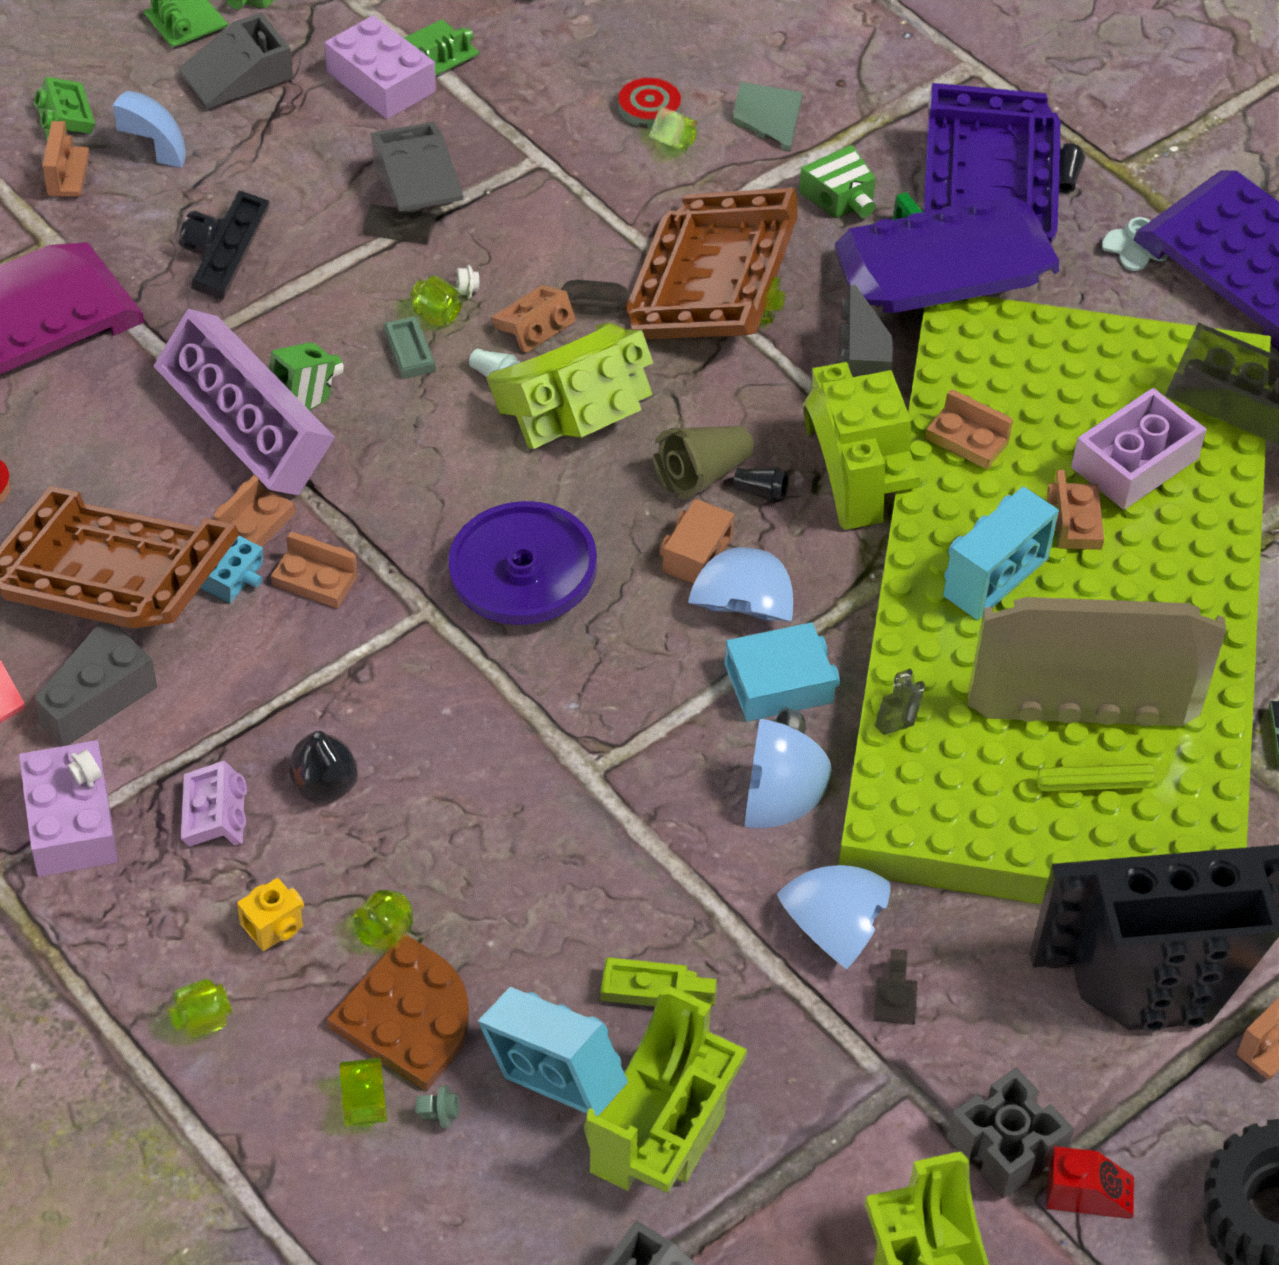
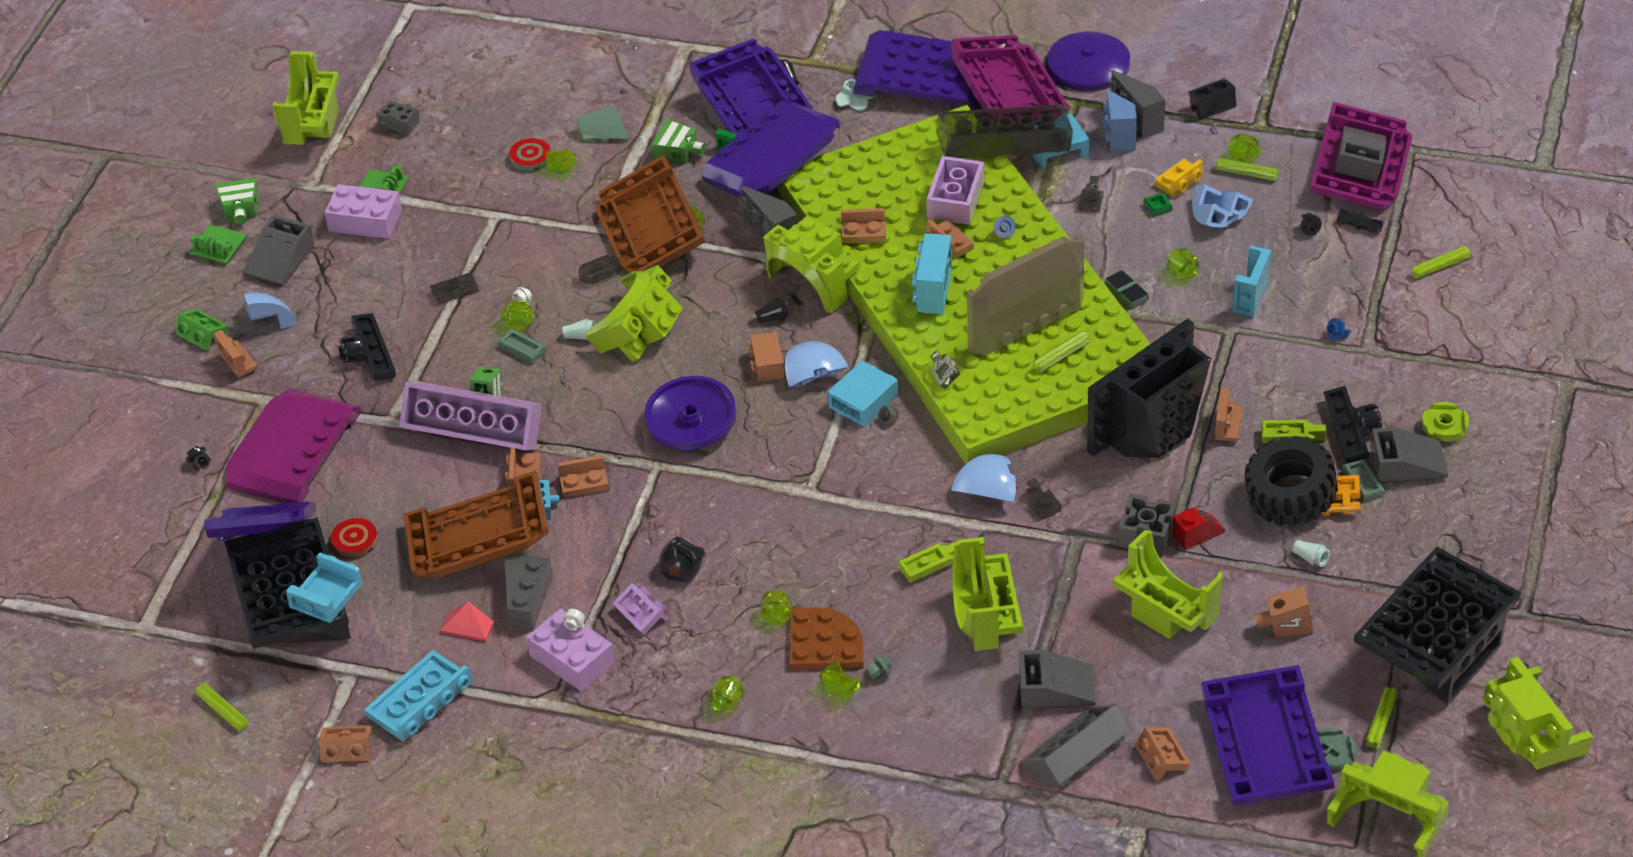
camera: 30 degrees left, 5 degrees down
(271, 913) = (720, 635): yellow brick -> none
(415, 167) = (440, 252): dark grey slope -> none
(536, 316) = (577, 294): nougat bracket -> none
(553, 1050) = (918, 607): medium azure brick -> none
(699, 456) = (731, 317): olive cone -> none
(786, 776) = (910, 435): light blue brick -> none
(1169, 540) = (1004, 226): none -> plate

